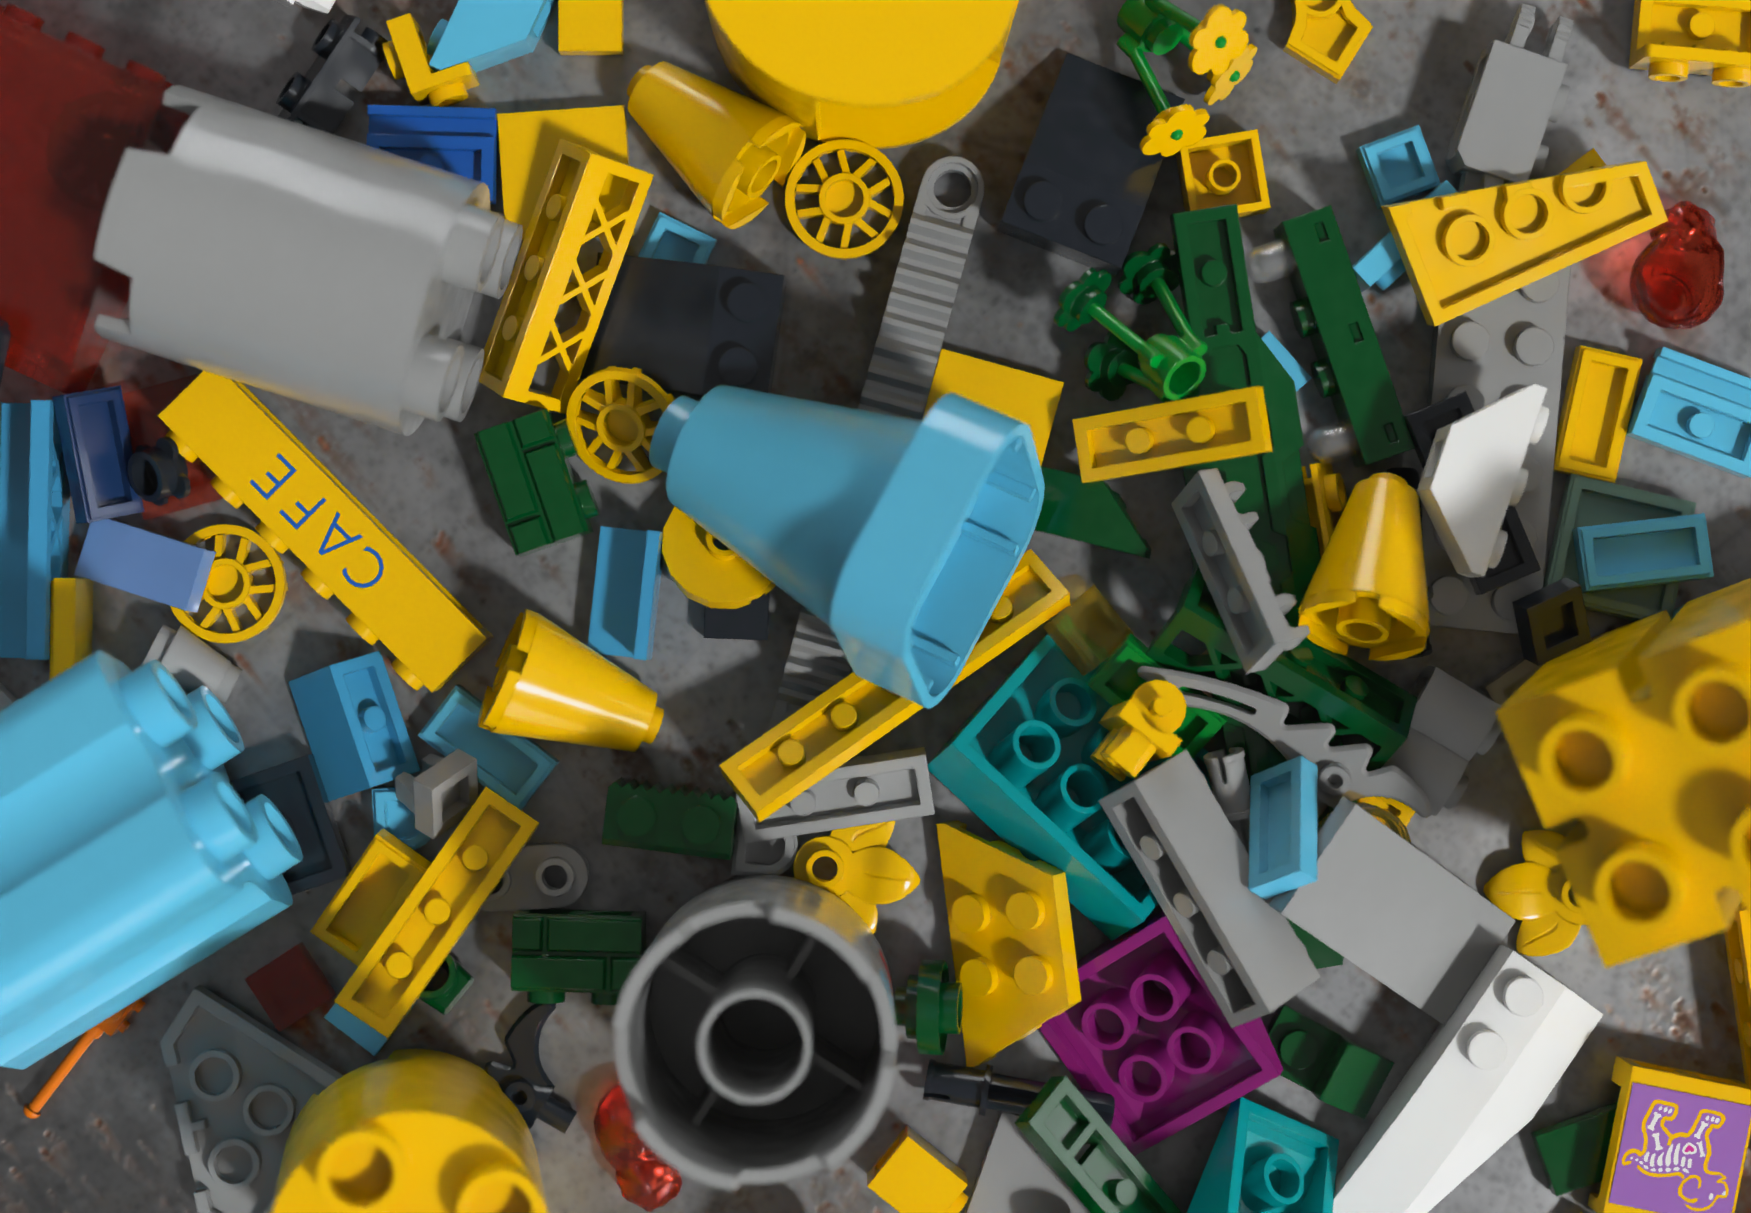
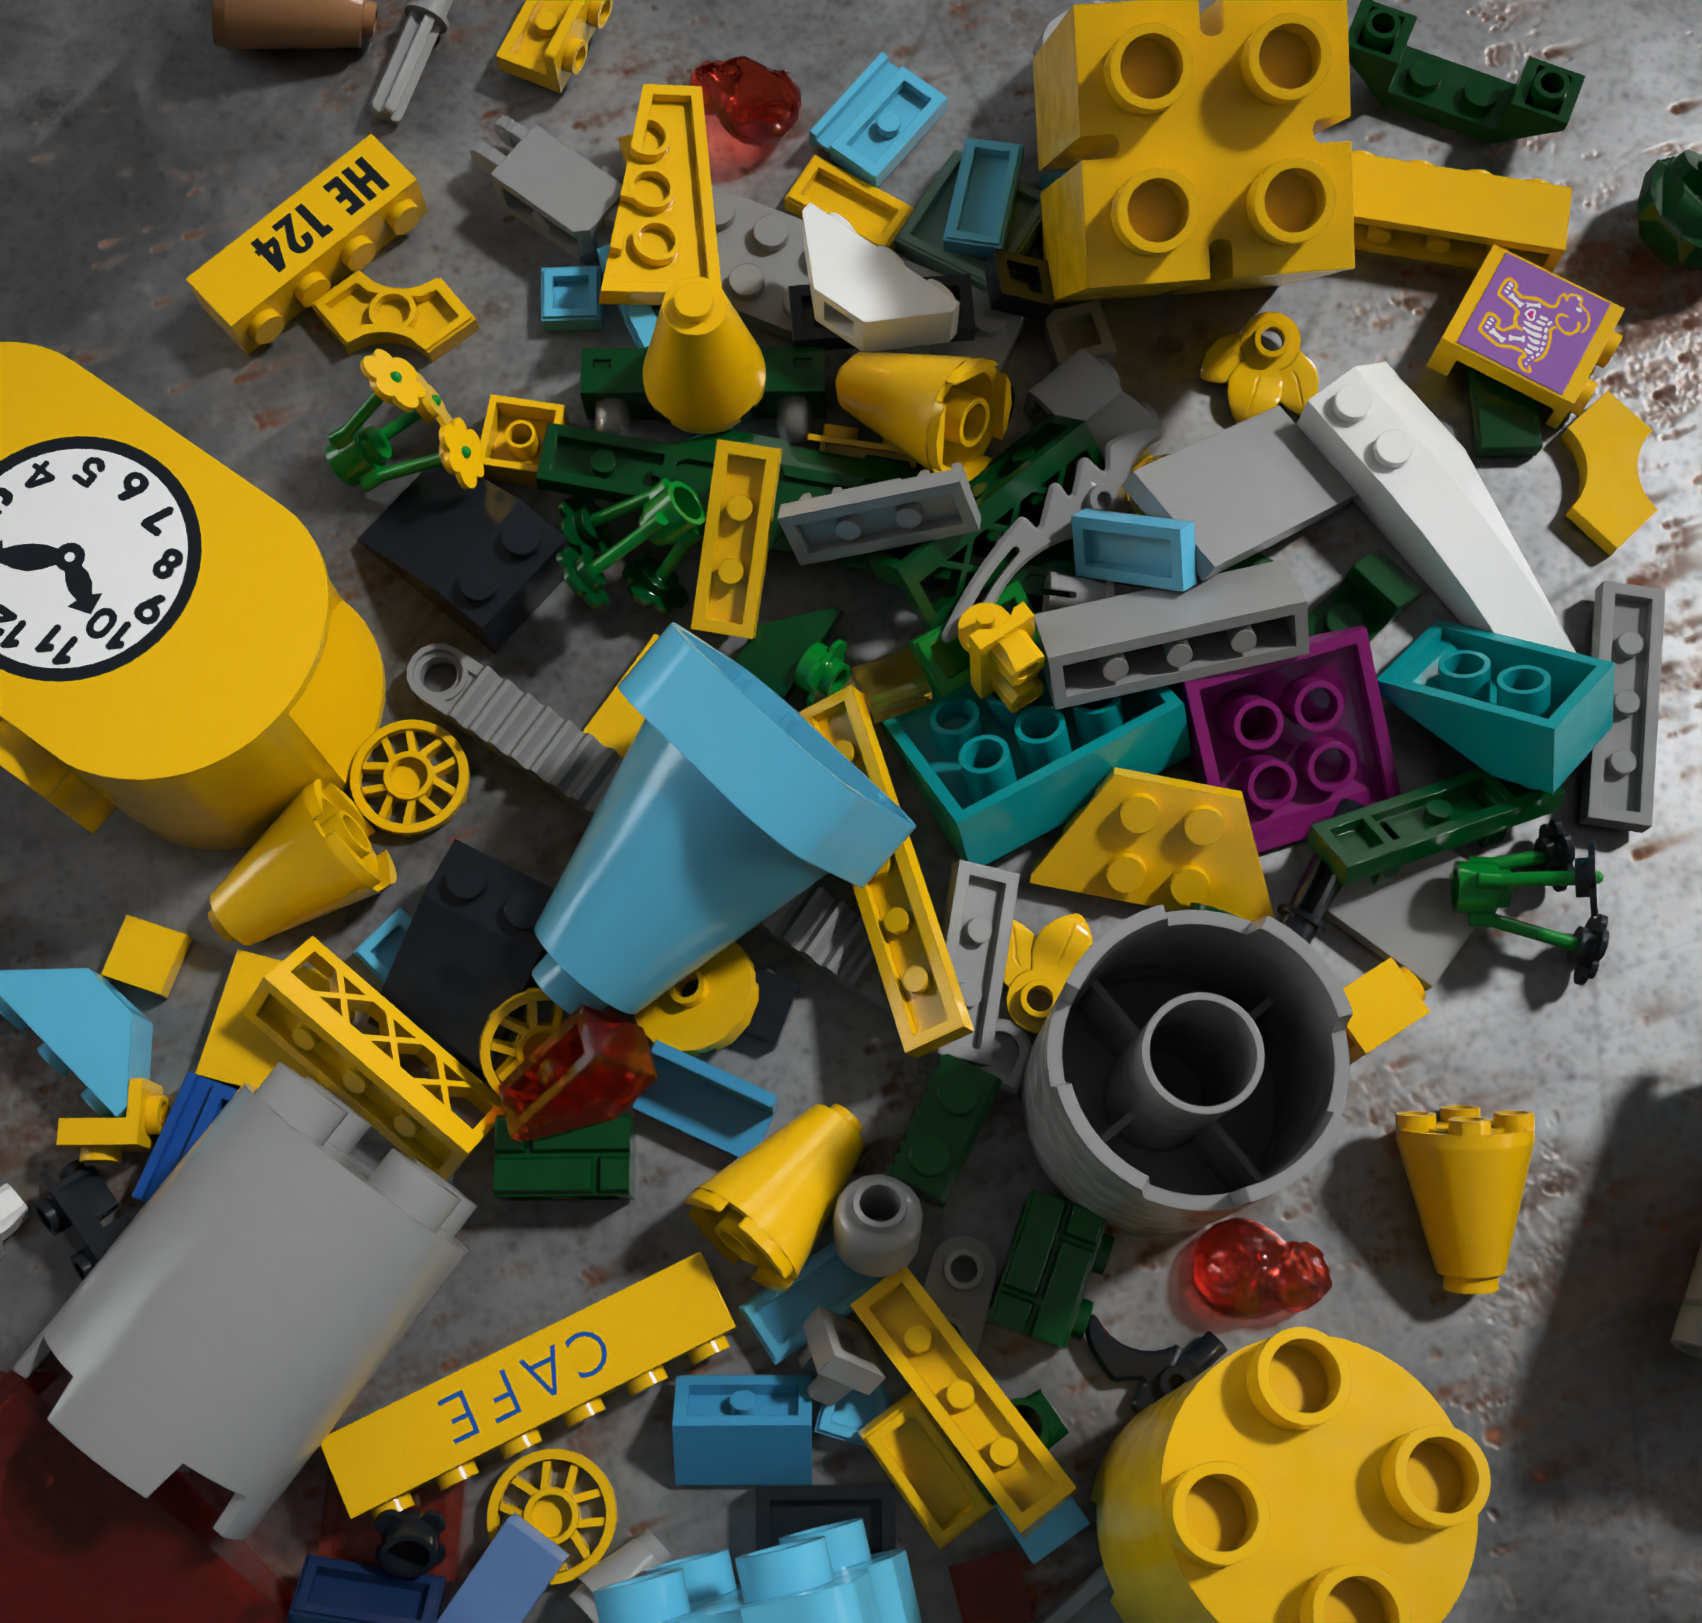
camera: 70 degrees left, 15 degrees down
(580, 790) = (877, 1225): none -> light grey head
(601, 472) = (578, 1076): none -> clear red slope
(1077, 560) = (822, 670): none -> green plate
(1341, 339) = (702, 360): none -> yellow cone

